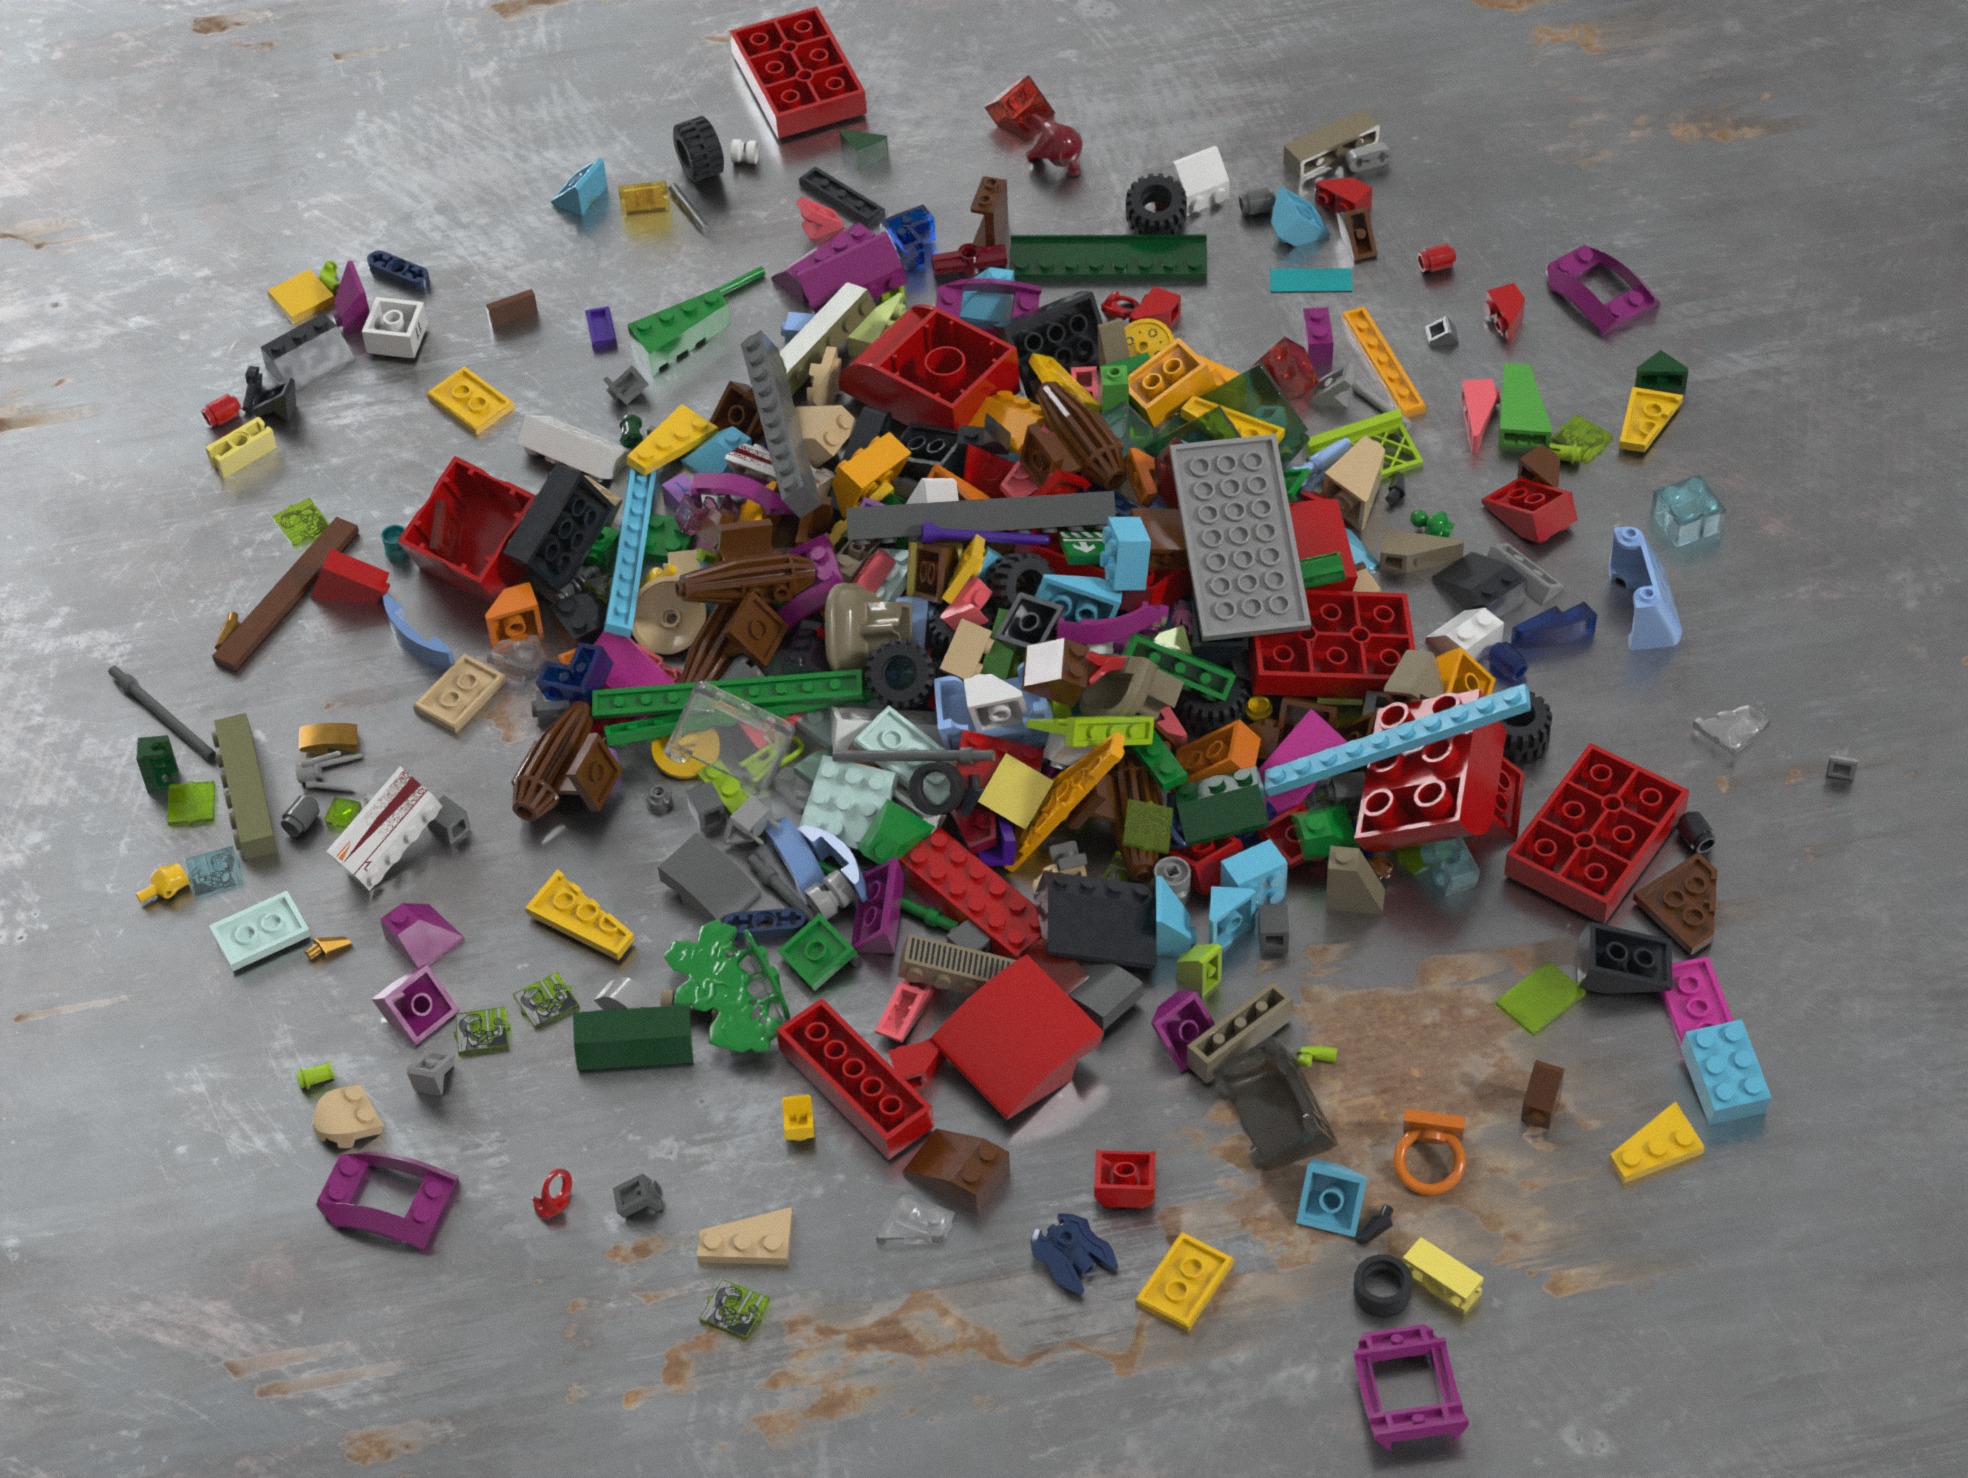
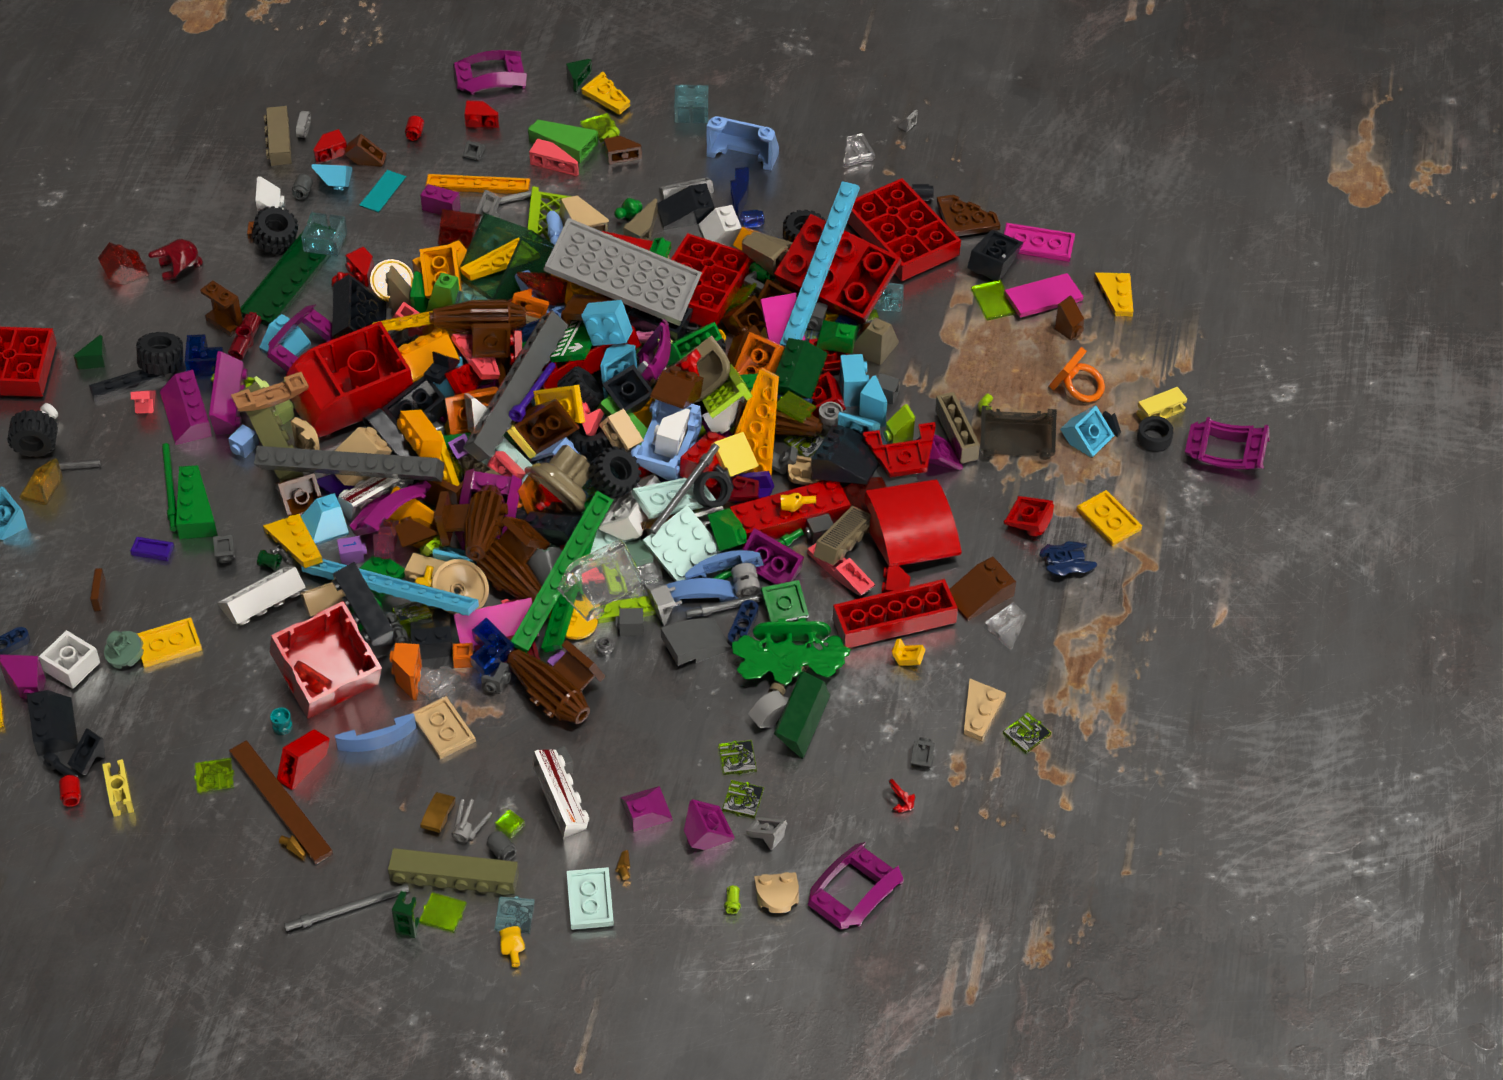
camera: 70 degrees left, 0 degrees up
(437, 364) = (123, 649): none -> sand green tile
(573, 913) = (682, 717): yellow wing -> none
(847, 307) = (271, 395): none -> medium nougat slope
(887, 193) = (159, 353): none -> black tyre
(968, 885) = (794, 501): none -> yellow piece
(1130, 984) = (903, 457): none -> red wing
(1174, 257) = (318, 236): none -> clear light blue piece
(1532, 508) = (643, 164): red slope -> none
(1586, 1053) = (1042, 295): none -> dark pink tile
(1725, 1072) = (1091, 243): medium azure brick -> none

